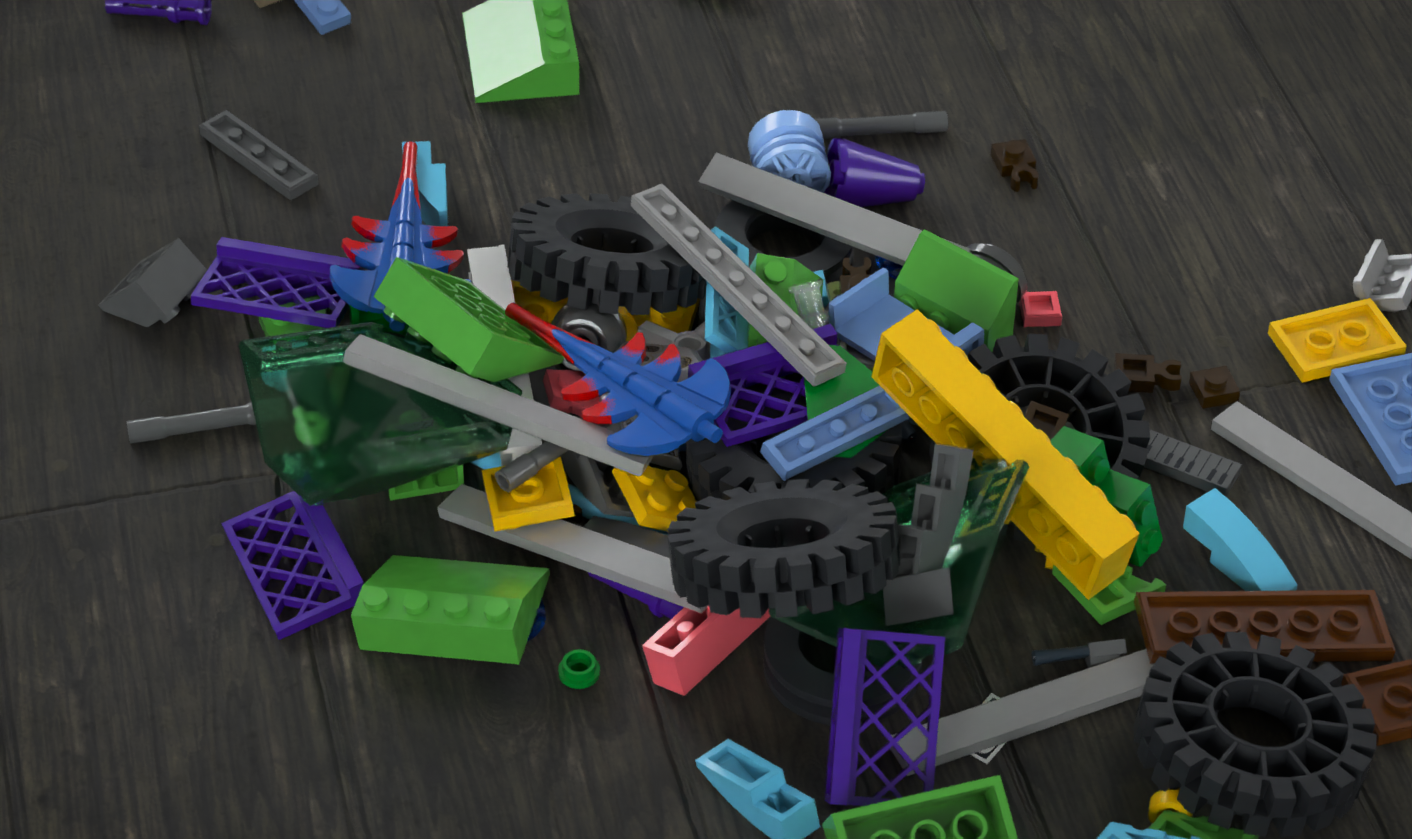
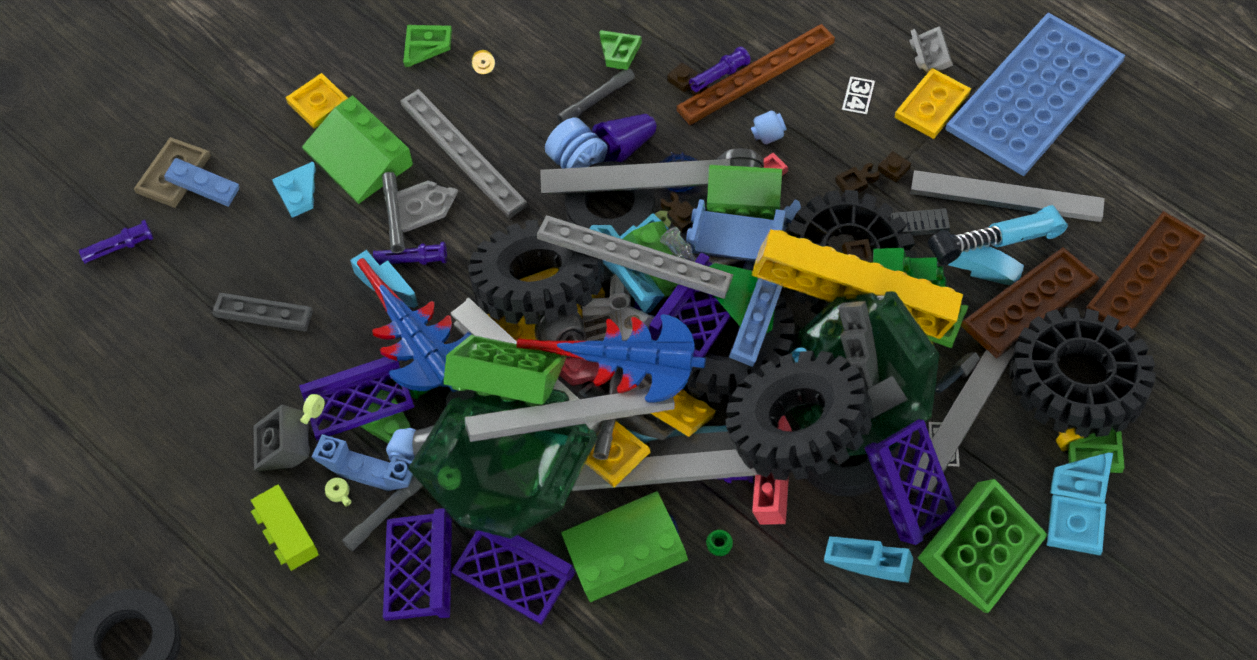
camera: 30 degrees left, 15 degrees up
(72, 374) = (283, 528): none -> lime brick
(171, 373) = (340, 494): none -> yellowish green piece
(201, 340) = (361, 468): none -> medium blue slope
(205, 510) = (439, 572): none -> dark purple fence
(214, 262) = (312, 407): none -> yellowish green piece
(415, 52) = (297, 189): none -> medium azure wing
(483, 141) = (395, 232): none -> dark grey piece
(498, 183) = (422, 254): none -> dark purple pin
(546, 135) = (423, 204): none -> light grey tile
(651, 104) = (464, 154): none -> light grey tile
(756, 23) = (485, 66): none -> yellow tile
(954, 87) = (619, 48): none -> bright green wing
(1074, 259) = (768, 127): none -> light blue head
(1082, 167) = (727, 65): none -> dark purple pin
(1117, 199) = (755, 74): none -> dark orange tile
(1241, 288) = (858, 95): none -> white sticker
(1371, 546) = (1046, 223): none -> piece

